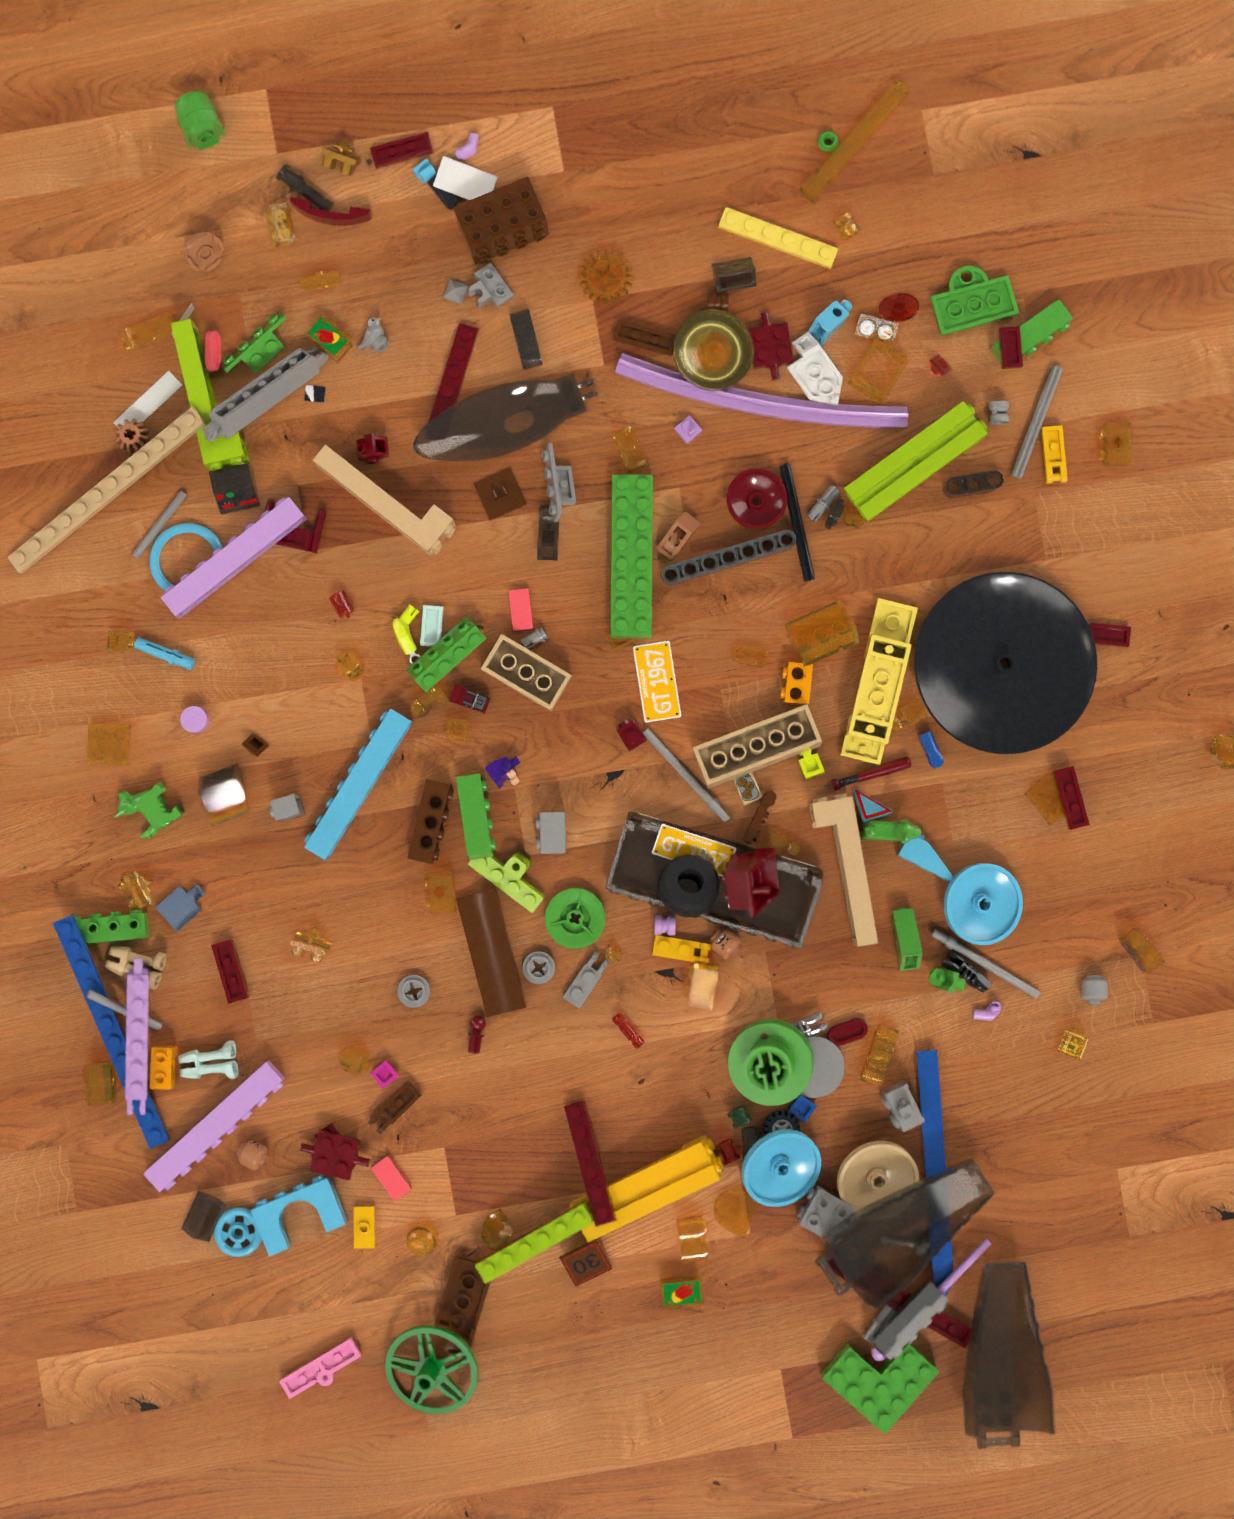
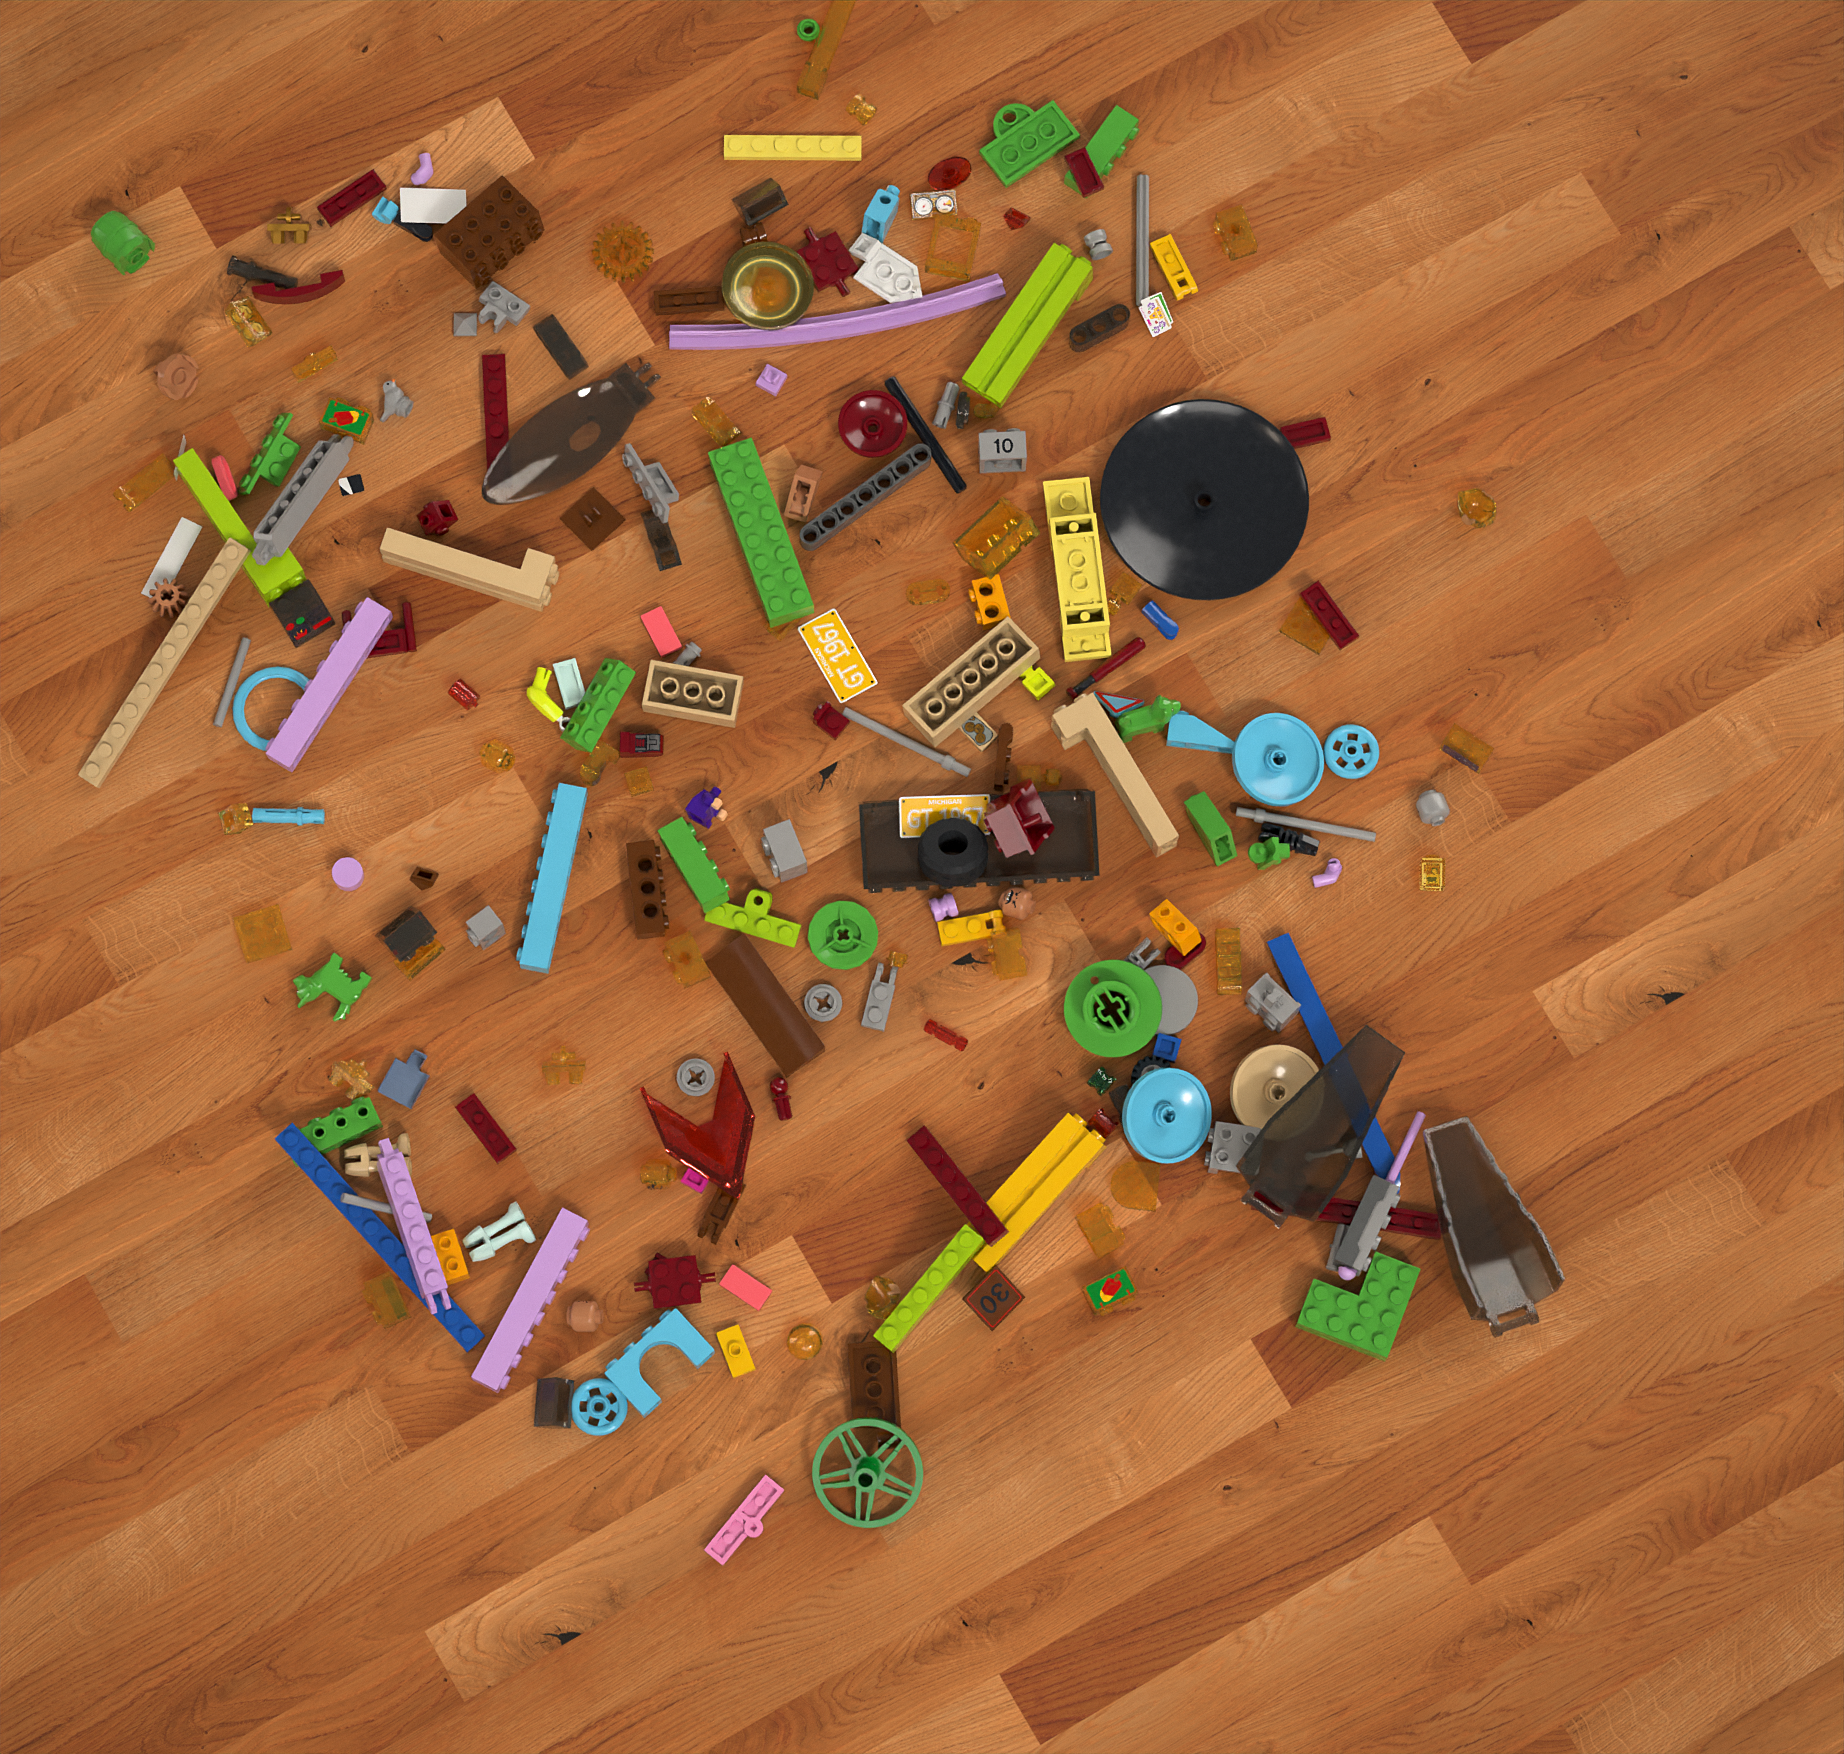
camera: 20 degrees left, 10 degrees down
(405, 1056) = (714, 1148): none -> clear red windscreen
(846, 1013) = (1175, 927): none -> light orange brick
(854, 561) = (1002, 451): none -> light grey brick
(1024, 489) = (1156, 314): none -> white sticker
(1028, 914) = (1350, 771): none -> medium azure plate

